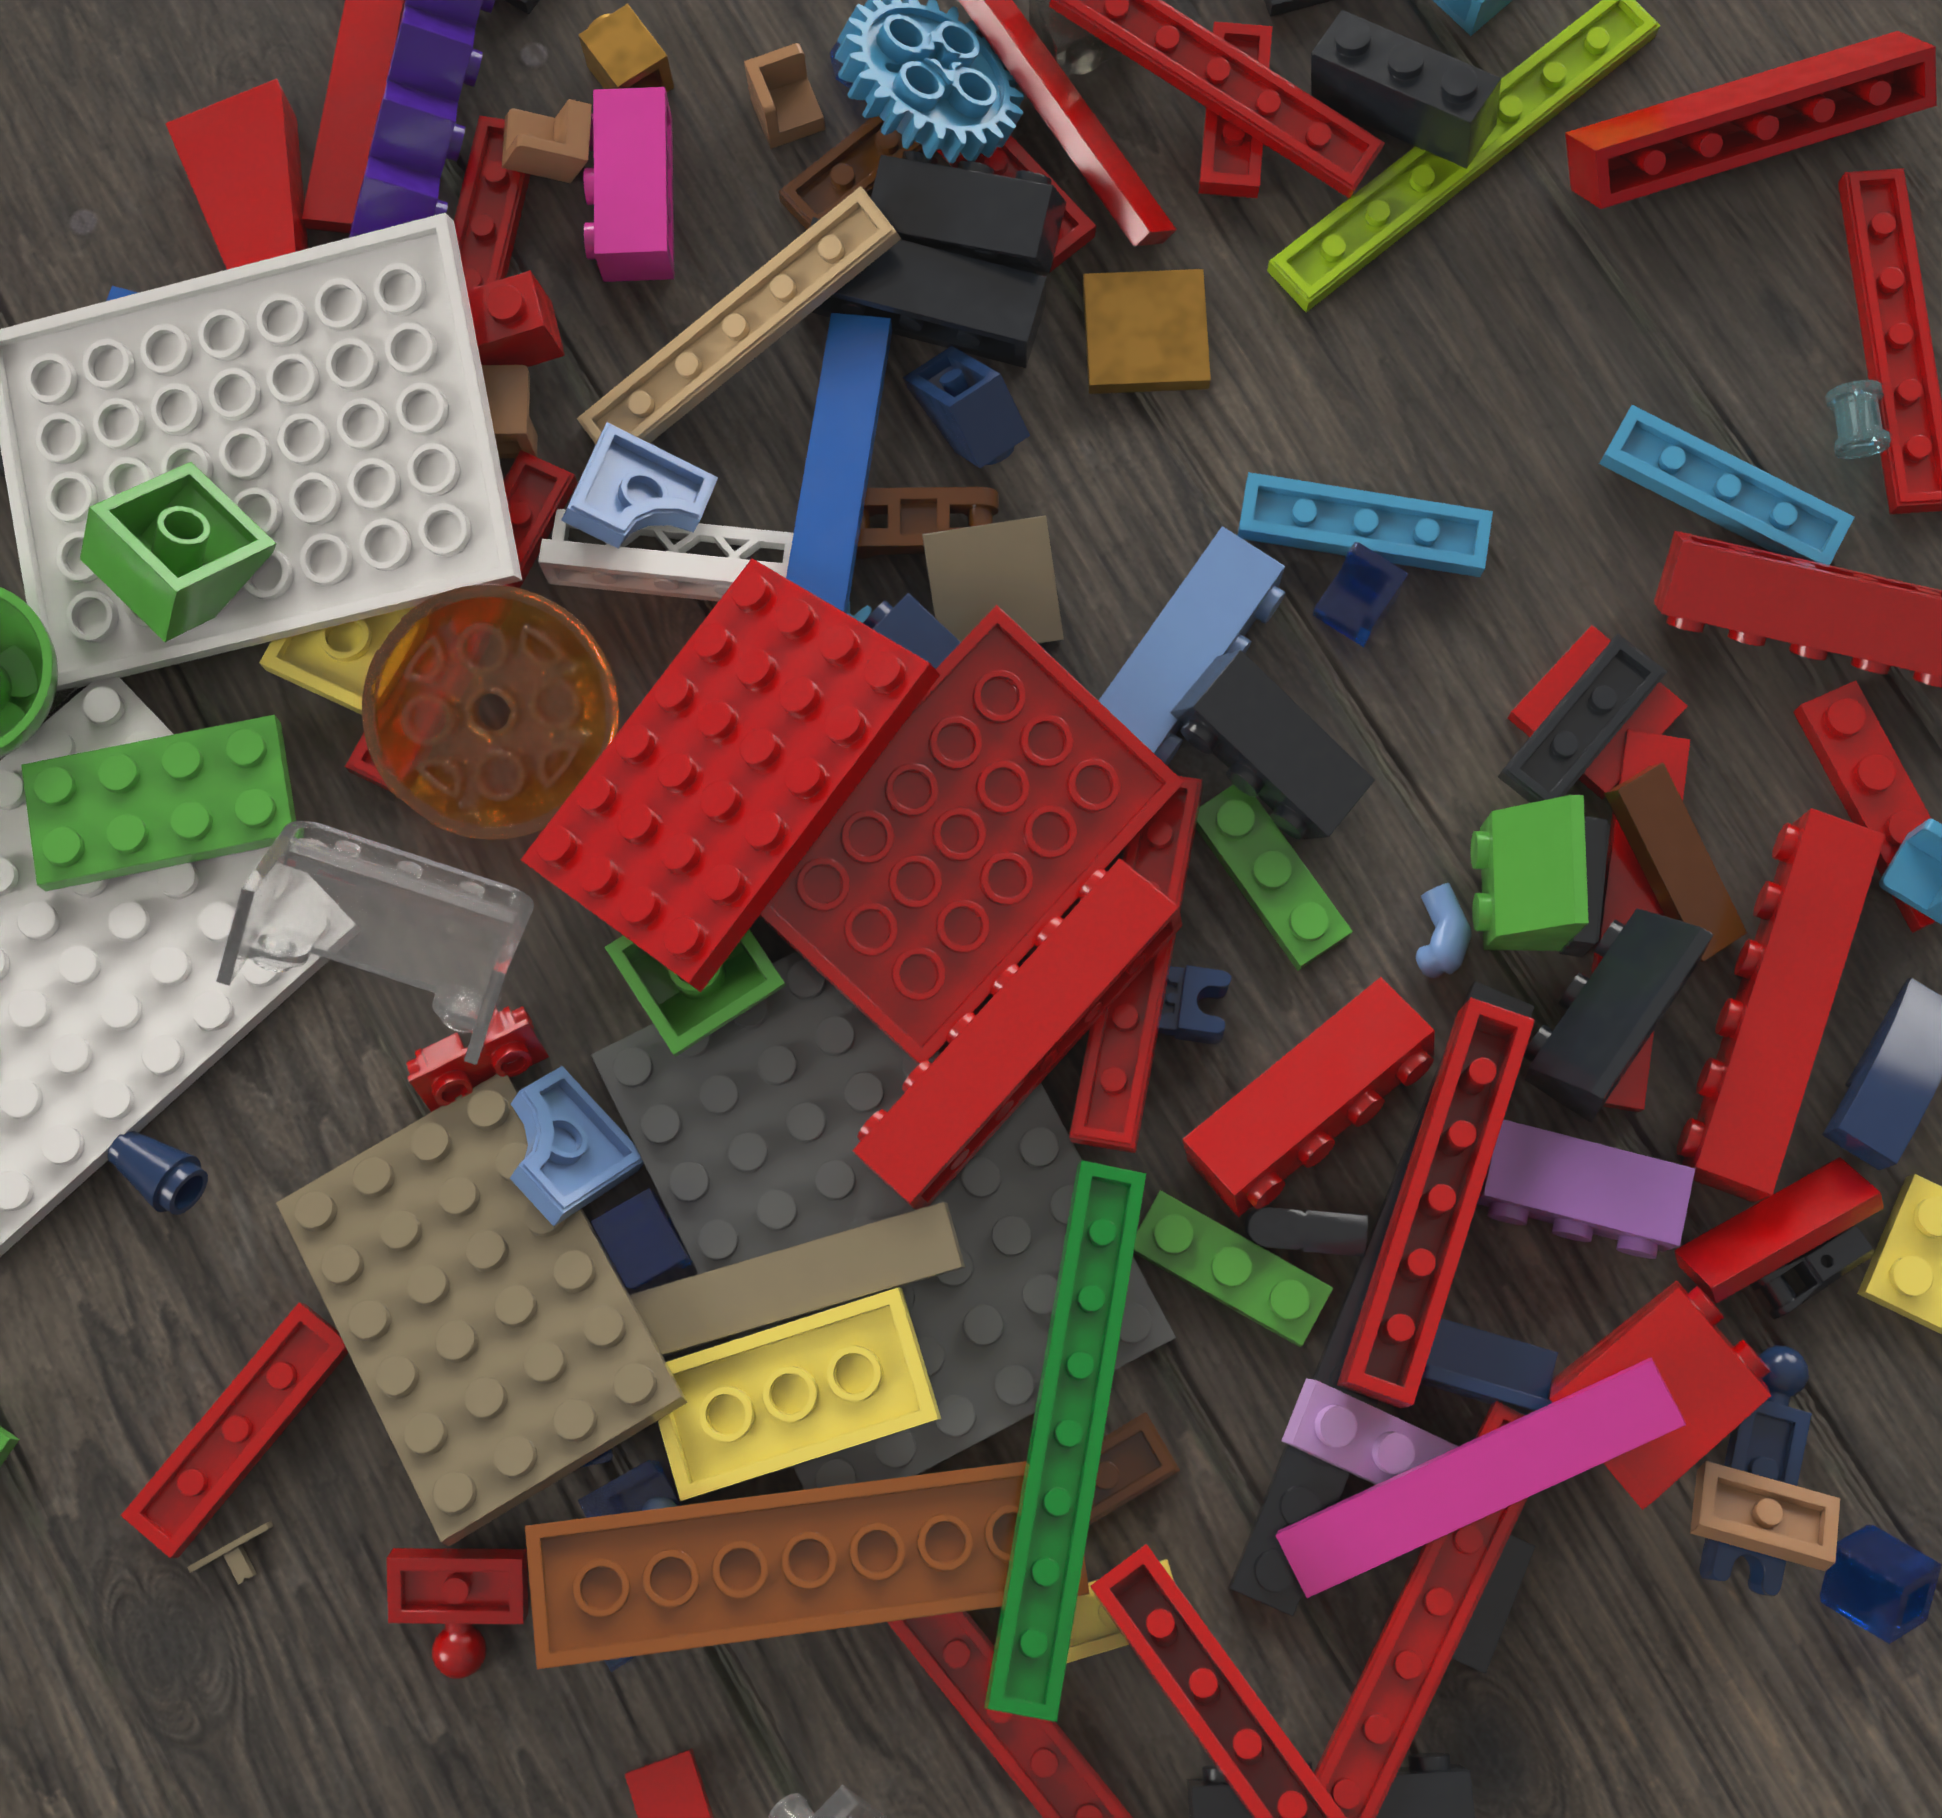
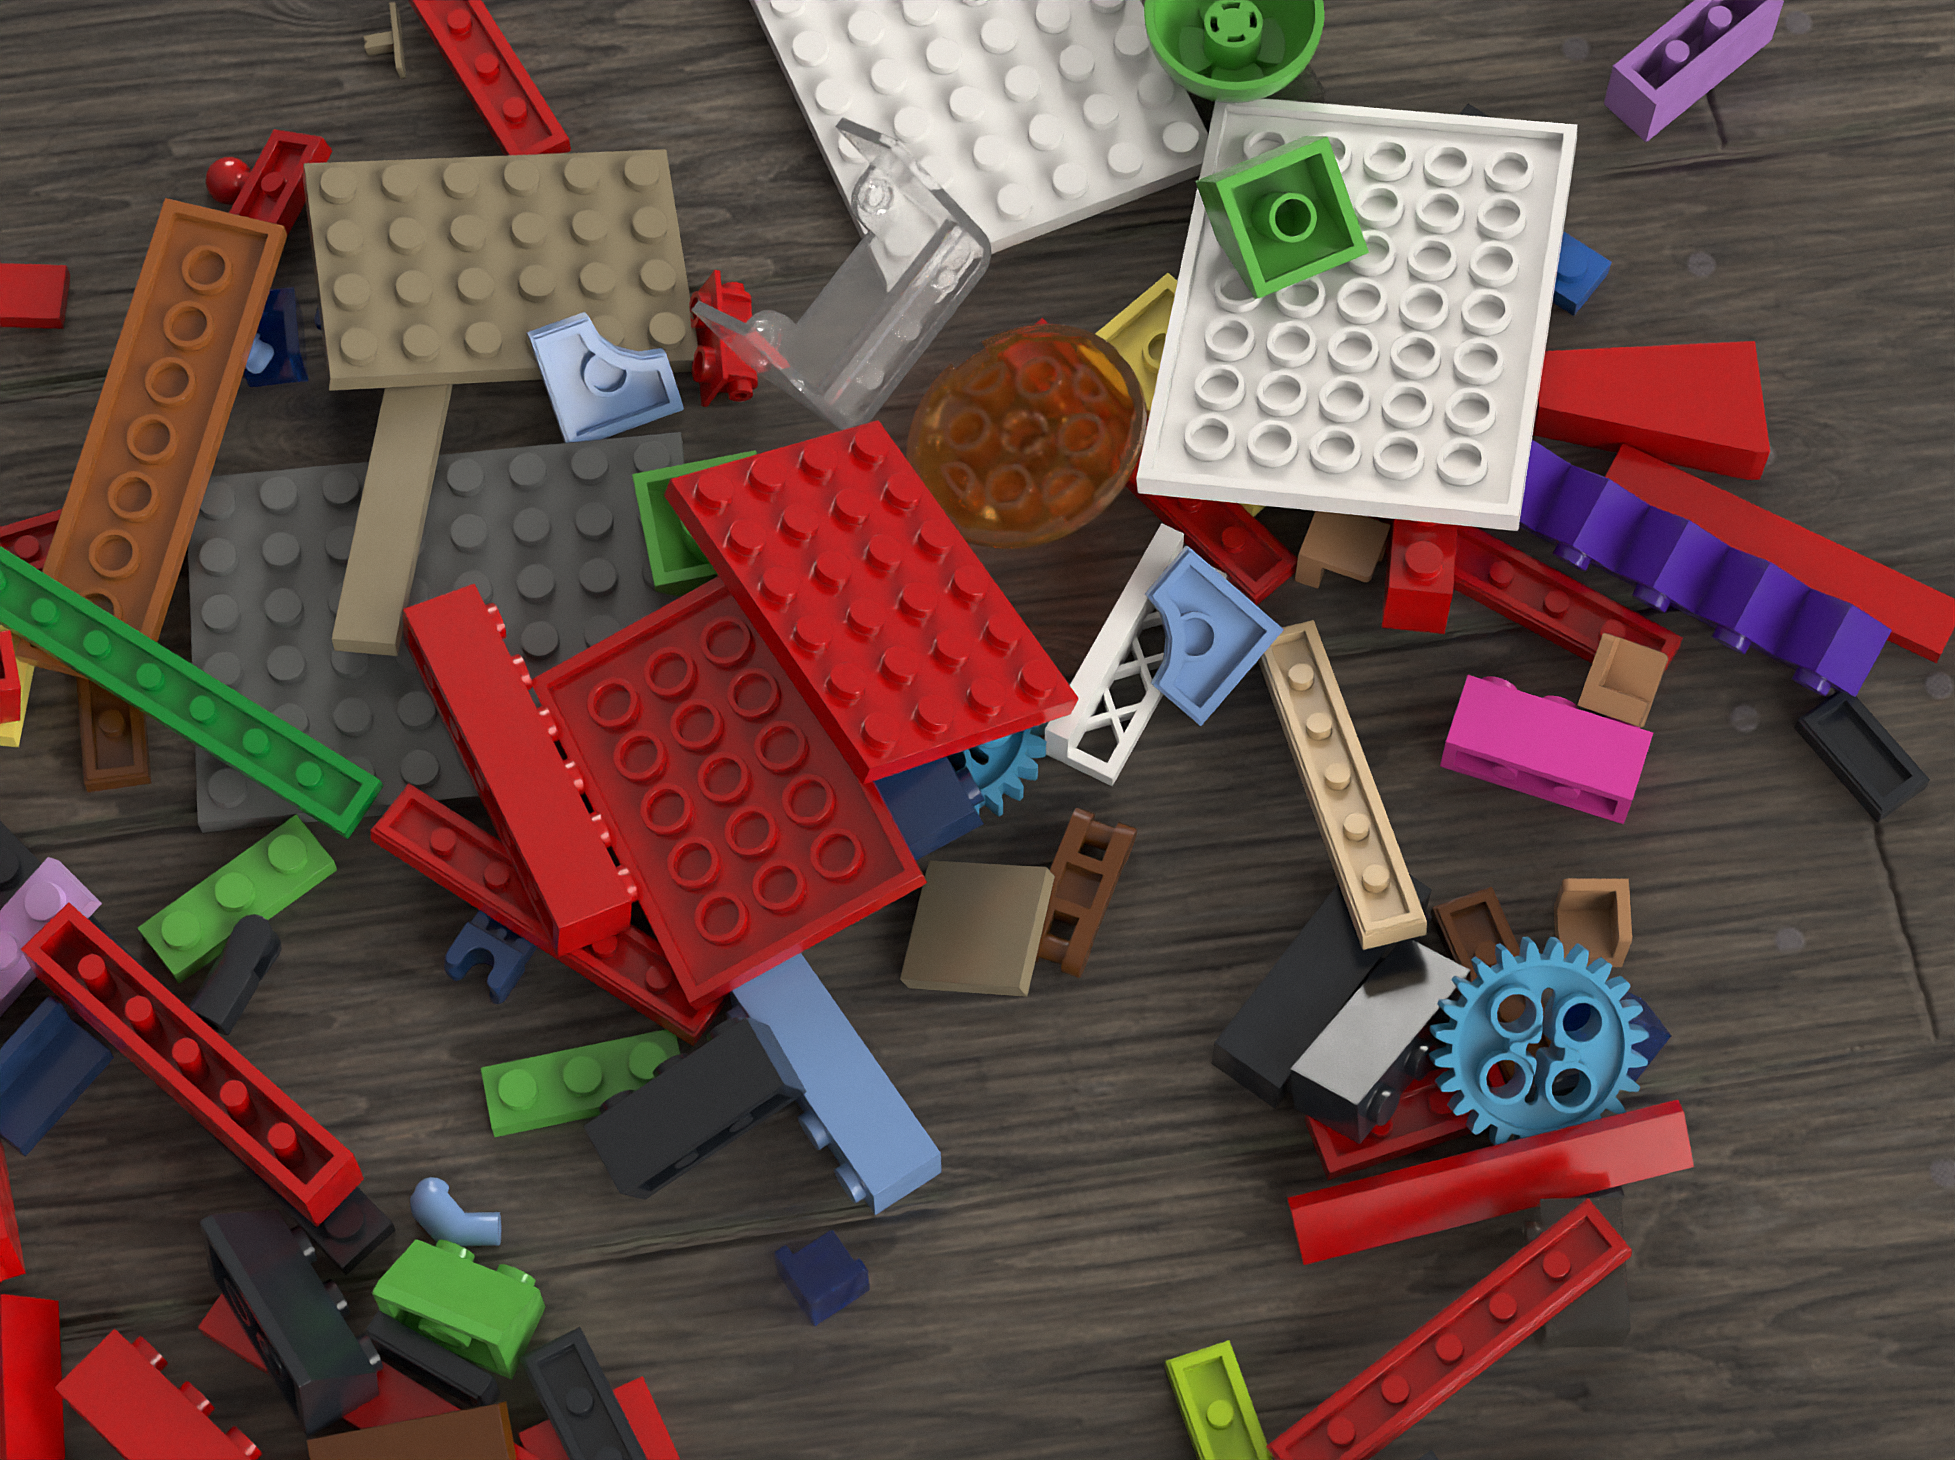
camera: 110 degrees right, 10 degrees down
(157, 802) = (1061, 153): bright green plate -> none
(159, 1172) = (734, 69): dark blue cone -> none
(624, 52) = (1692, 788): pearl gold brick -> none
(641, 1239) = (492, 412): clear blue panel -> none
(796, 1394) = (295, 482): light yellow plate -> none
(839, 457) = (1156, 825): blue tile -> none
(968, 406) = (1179, 974): dark blue slope -> none
(1146, 331) = (1200, 1189): pearl gold tile -> none
(1229, 155) = (1475, 1412): red plate -> none
(1311, 1097) = (349, 1017): red brick -> none
(1391, 525) = (897, 1314): dark azure plate -> none
(1587, 1190) = (151, 1232): medium lavender brick -> none

